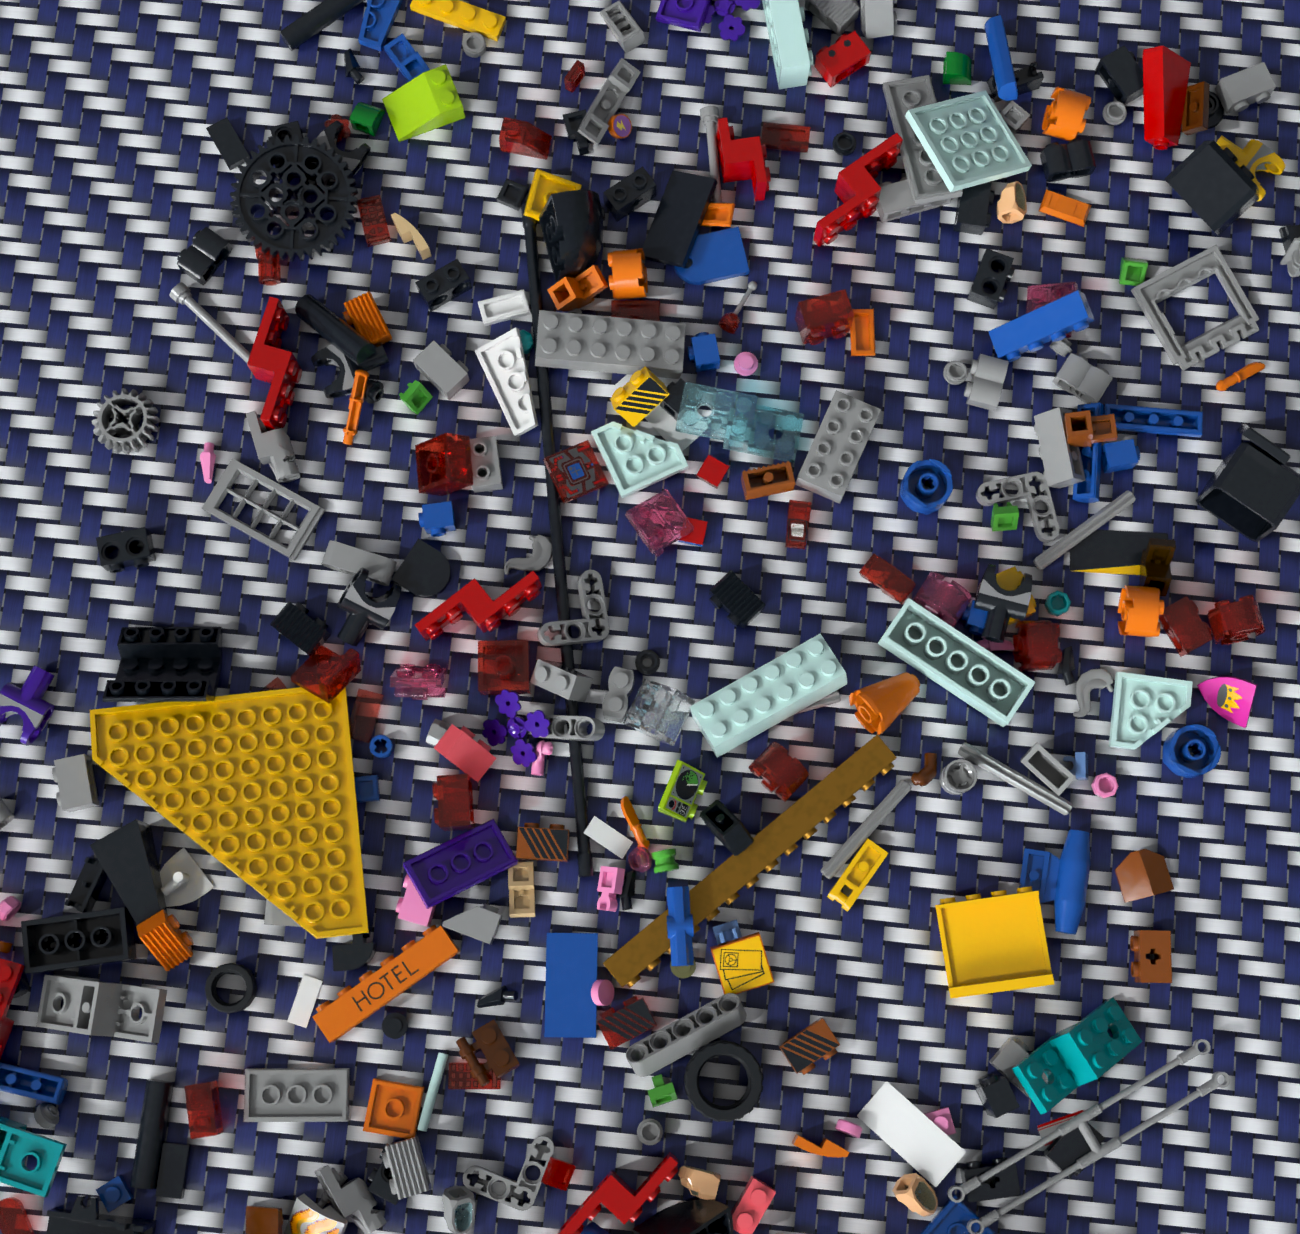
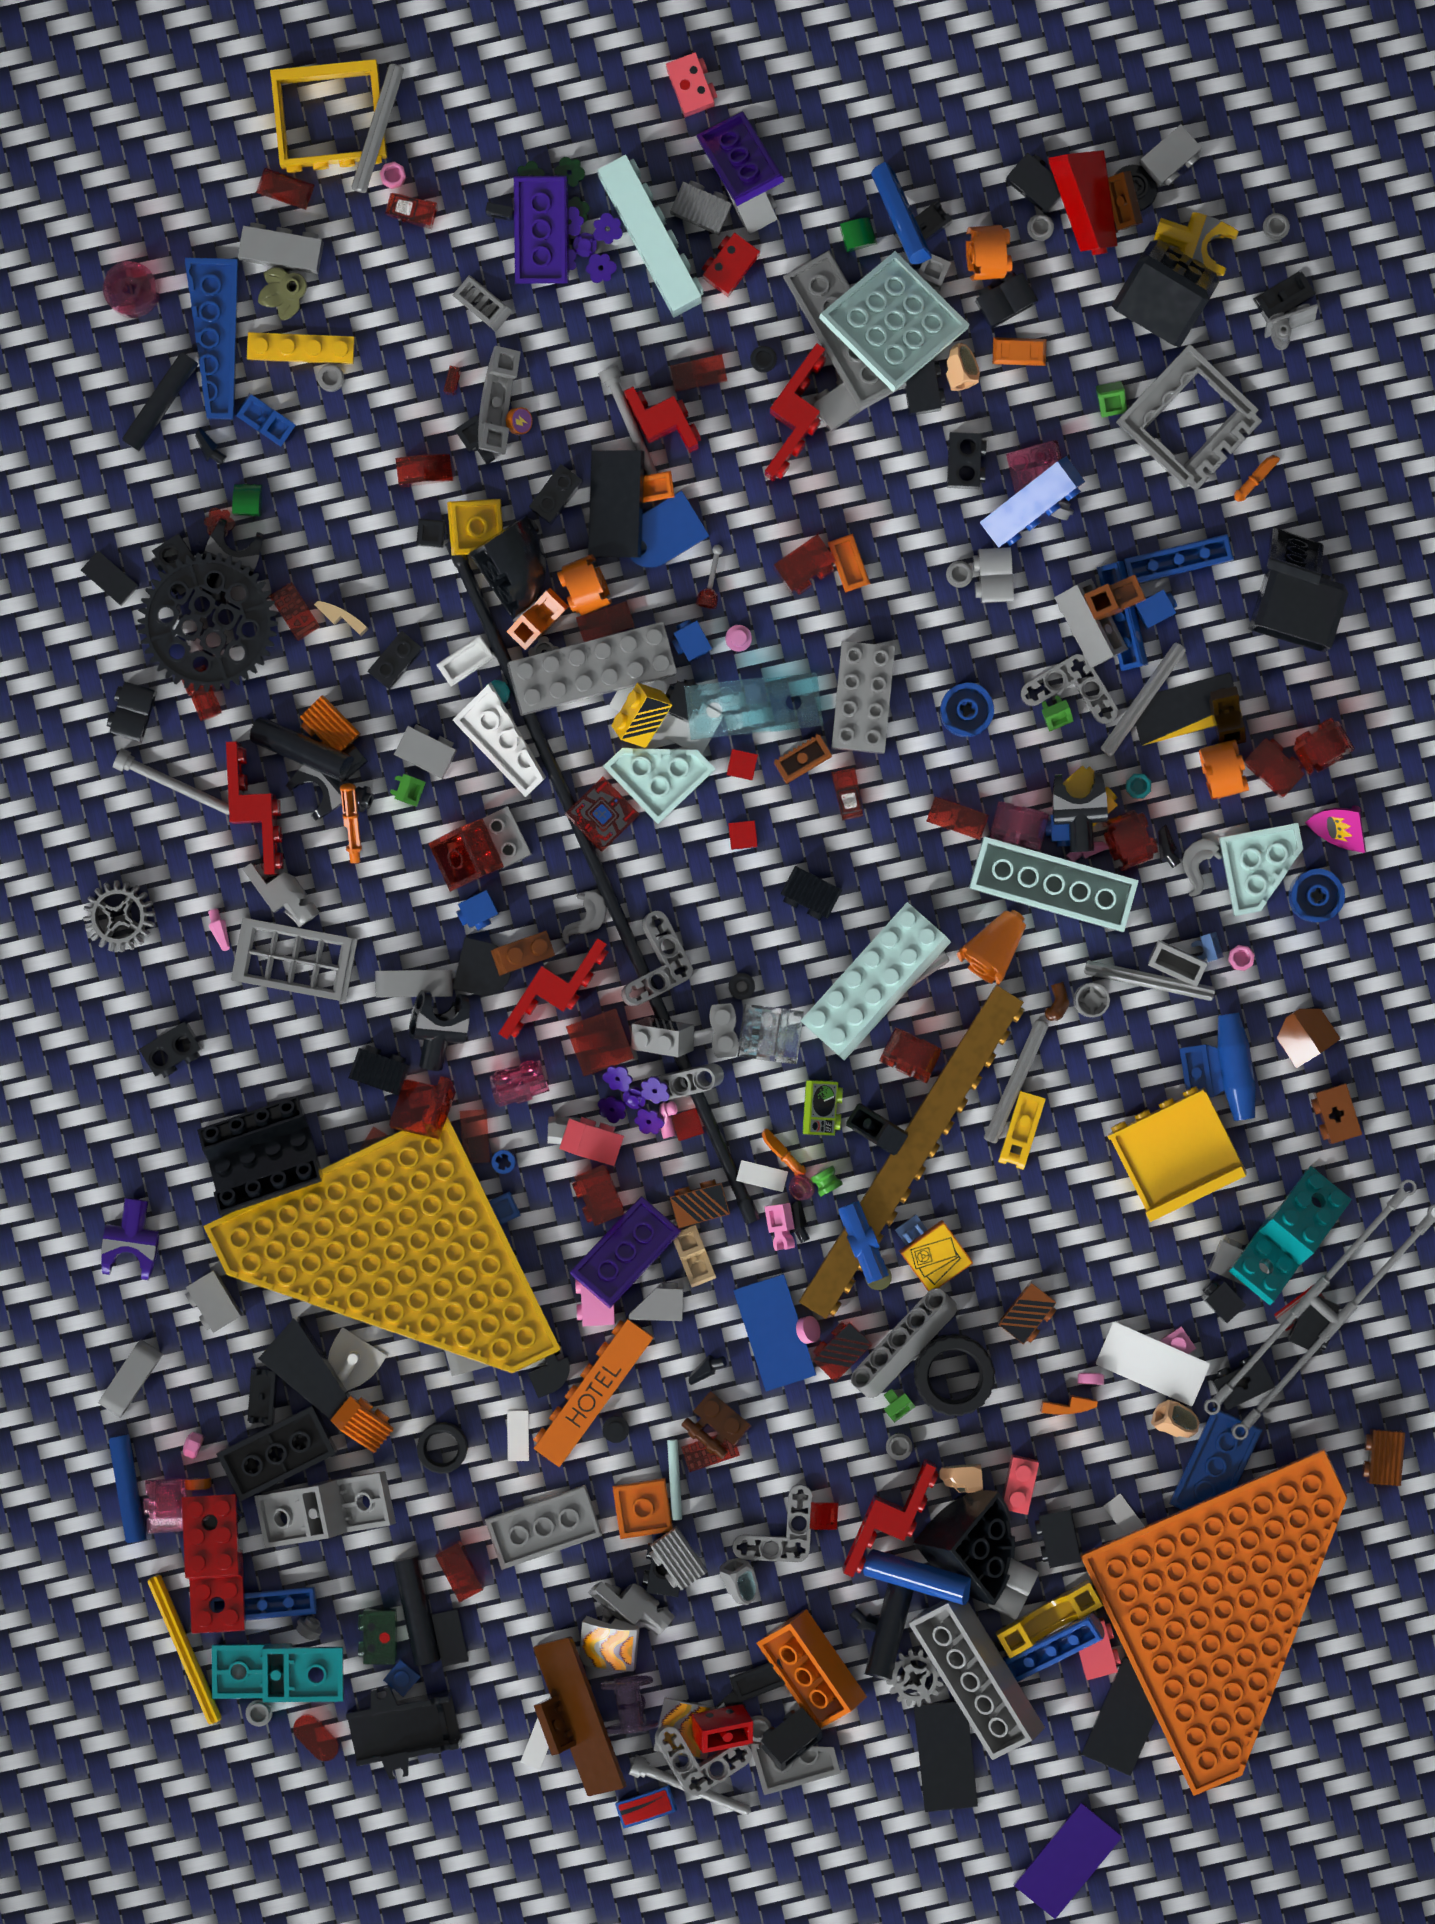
camera: 15 degrees left, 10 degrees up
(107, 1146) = (379, 1636): none -> clear green brick
(424, 104) = (301, 466): lime slope -> none
(463, 566) = (523, 953): none -> dark orange brick
(557, 769) = (687, 1124): none -> clear red tile
(659, 522) = (706, 839): clear pink plate -> none
(1082, 379) = (1093, 538): light grey brick -> none

